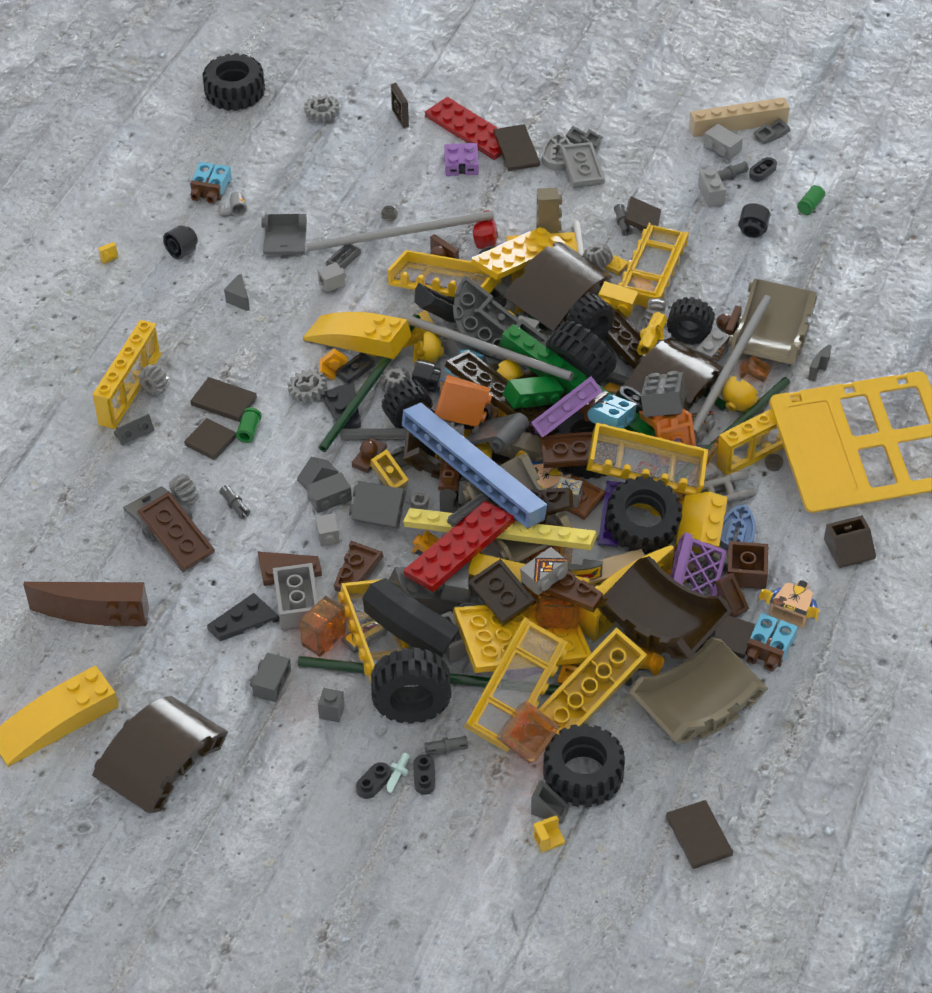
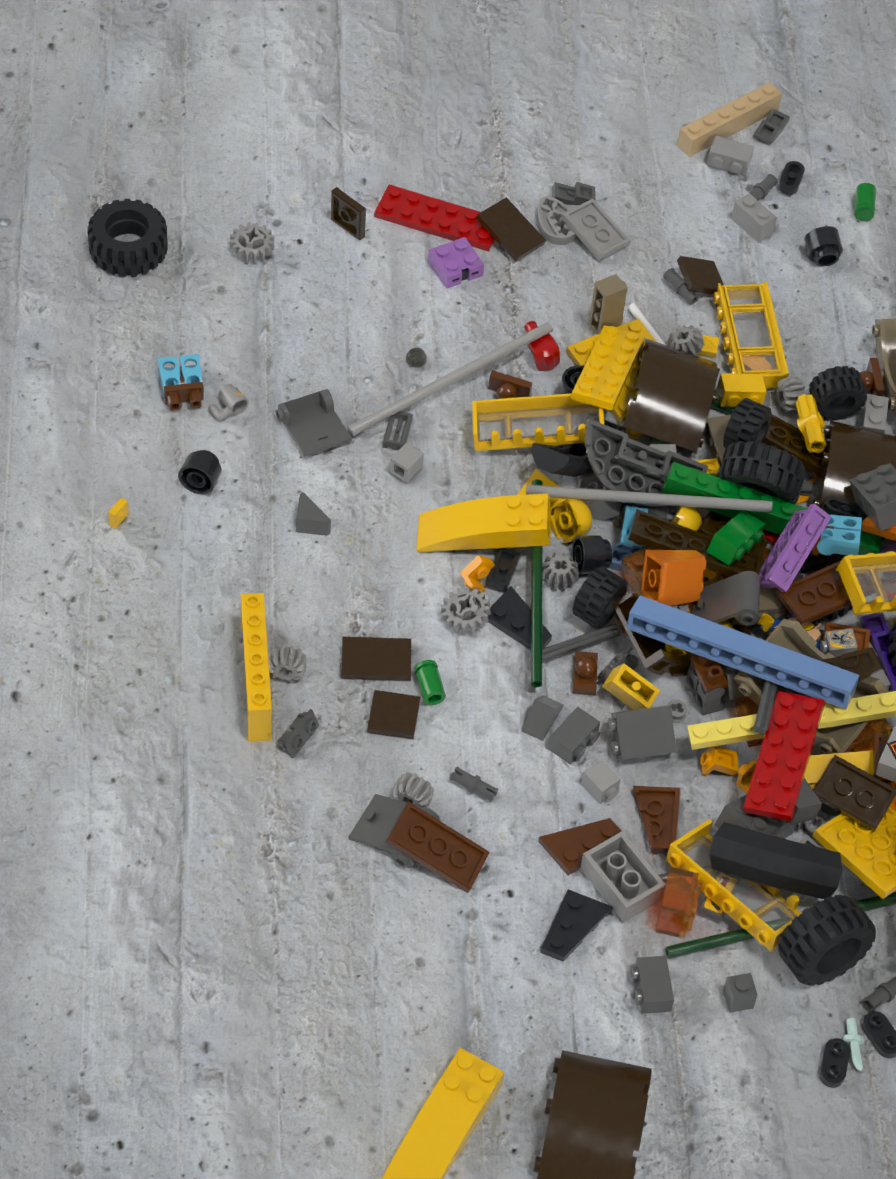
camera: 30 degrees left, 5 degrees up
(91, 602) = (400, 972): reddish brown slope -> none

